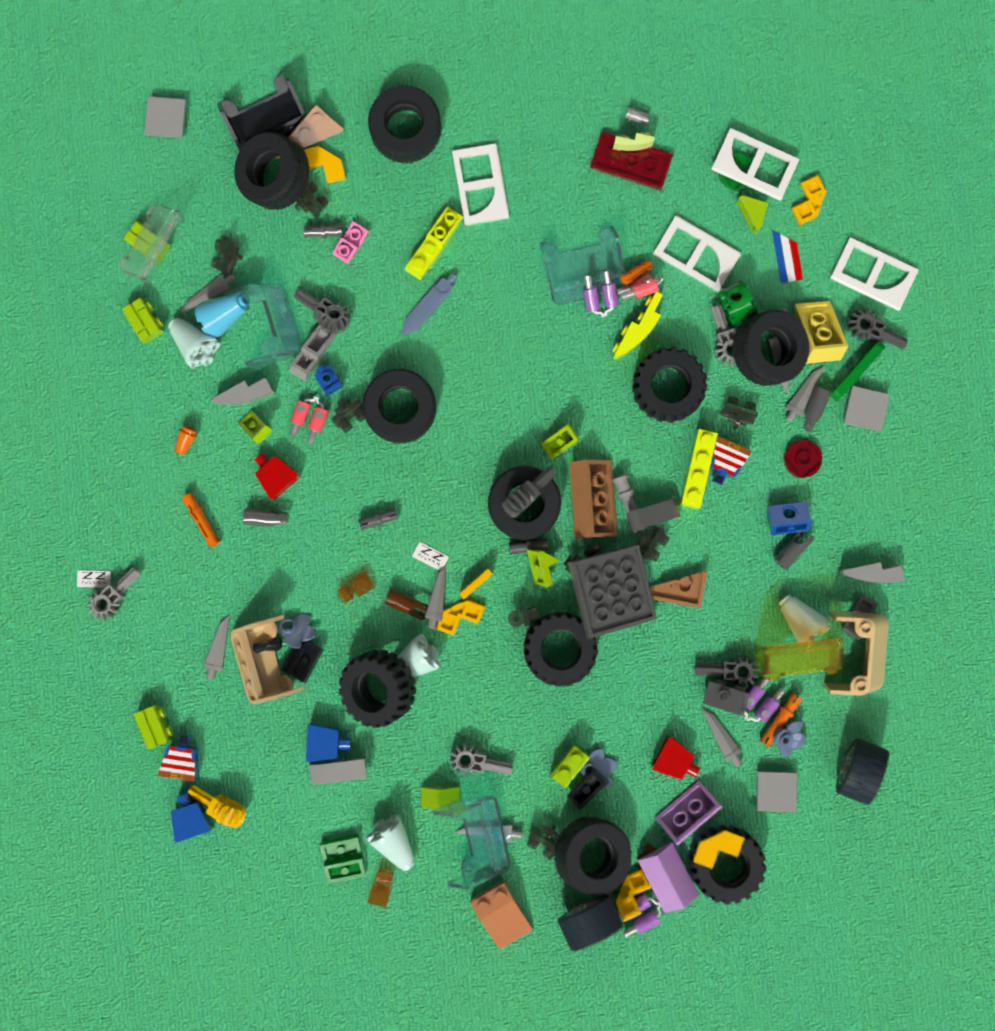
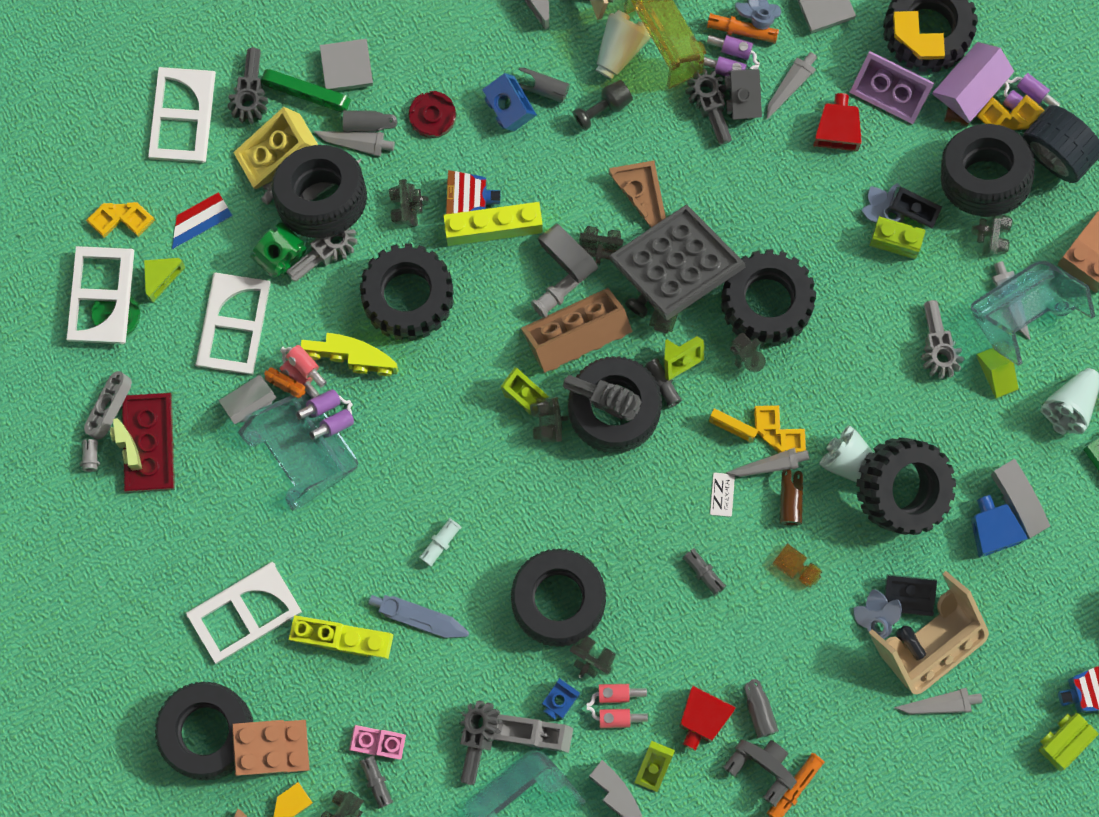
camera: 115 degrees left, 10 degrees down
(226, 509) = (769, 759): none -> dark grey connector
(373, 163) = (270, 747): none -> nougat bracket
(475, 339) = (440, 542): none -> light aqua pin
(531, 452) = (549, 419): none -> clear smoke hips
(633, 240) = (247, 399): none -> light grey tile
(662, 132) = (98, 426): none -> light grey beam
(762, 599) = (615, 97): none -> pearl dark grey piece

